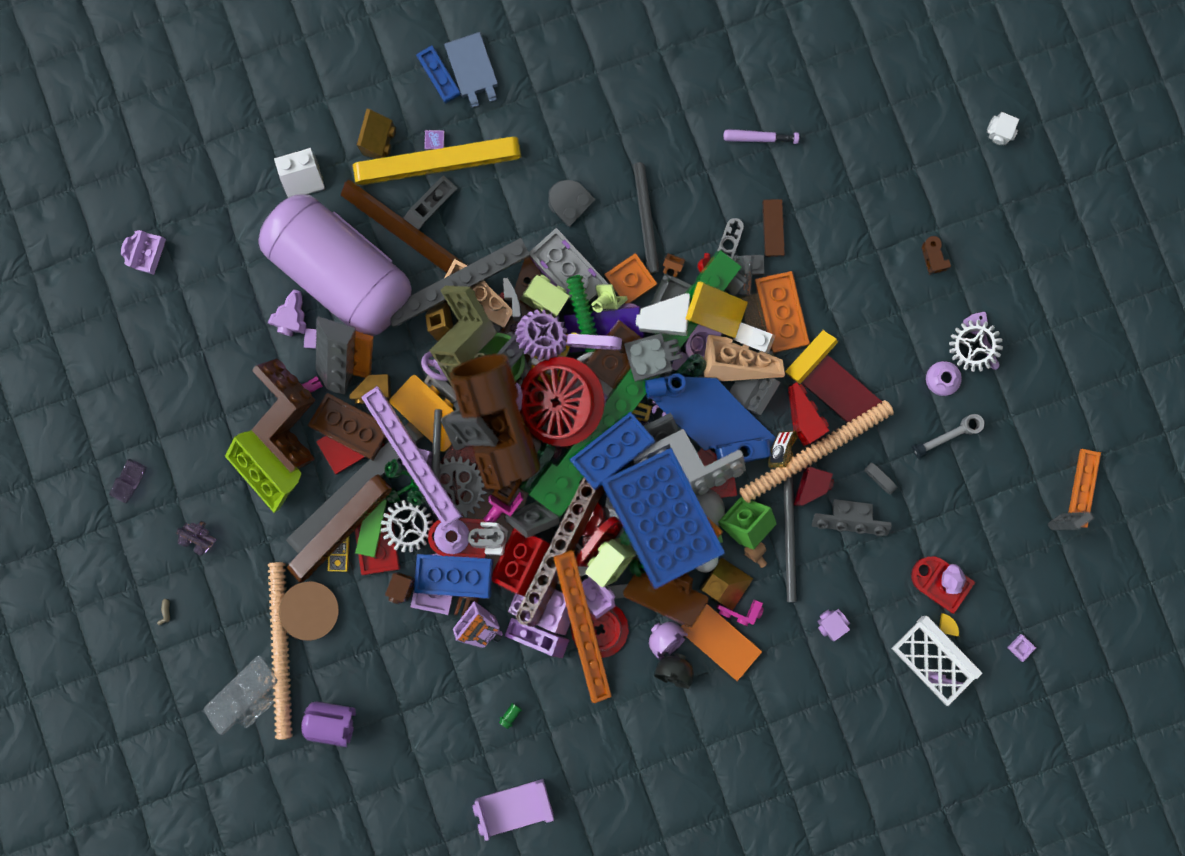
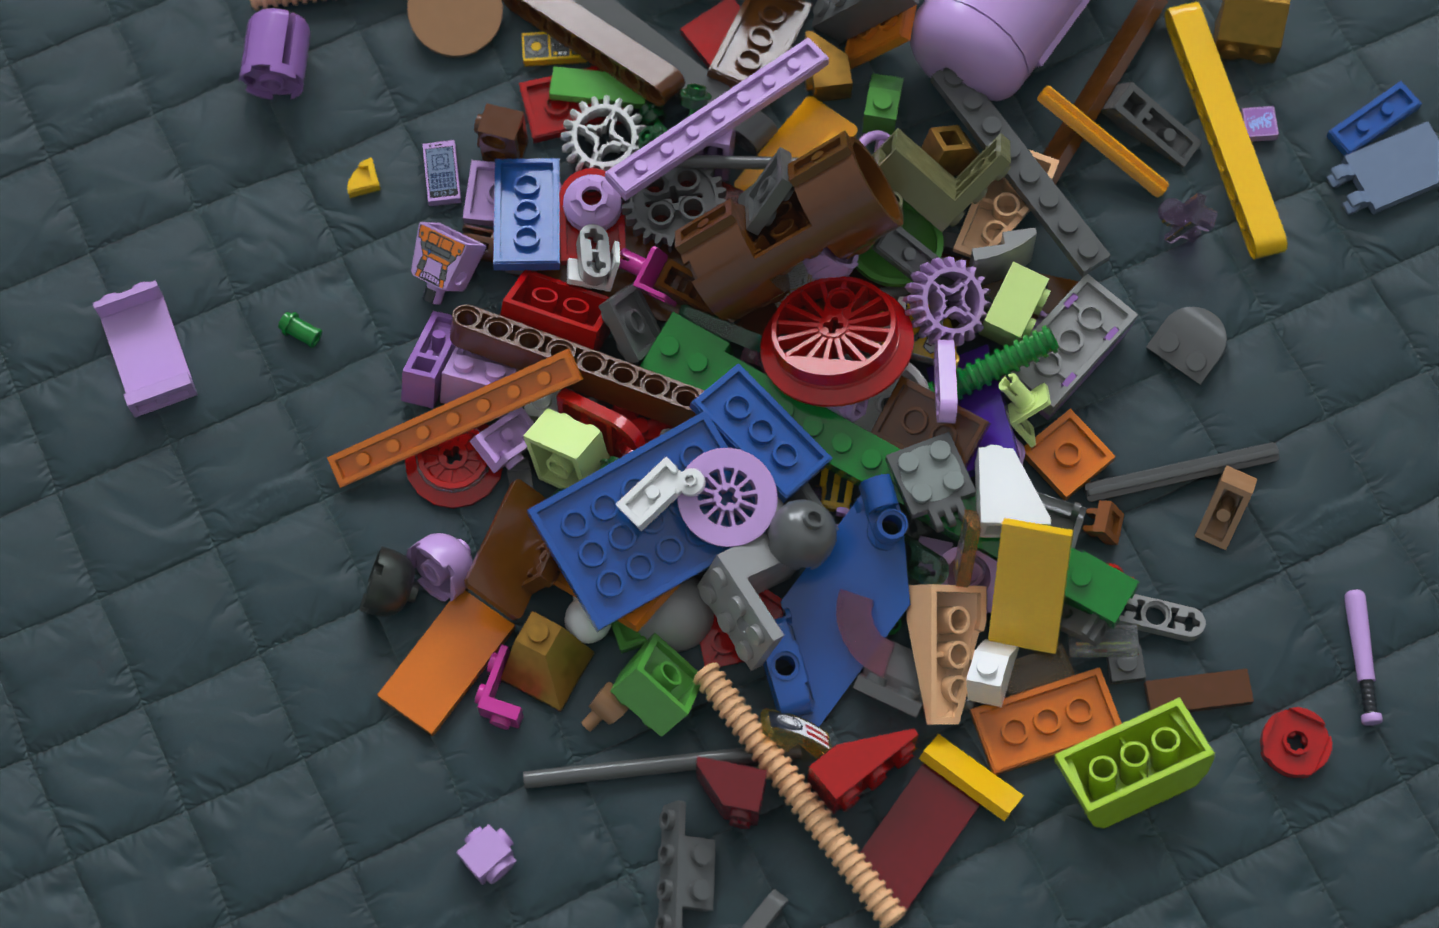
camera: 85 degrees right, 15 degrees down
(398, 357) = (882, 103): none -> bright green slope
(414, 673) = (363, 179): none -> yellow tile
(415, 625) = (441, 173): none -> tile
(441, 232) = (1103, 141): none -> light orange axle
(495, 191) = (1186, 218): none -> clear purple hips
(652, 512) = (658, 491): none -> white hinge
(670, 195) = (1226, 507): none -> medium nougat slope
(672, 461) = (763, 490): none -> lavender piece
(678, 433) = (802, 534): none -> dark grey cylinder
(693, 342) = (967, 548): none -> clear orange tile
(727, 407) = (860, 633): none -> clear pink tile
(807, 191) = (1314, 735): none -> red plate
(815, 267) = (1137, 764): none -> lime windscreen

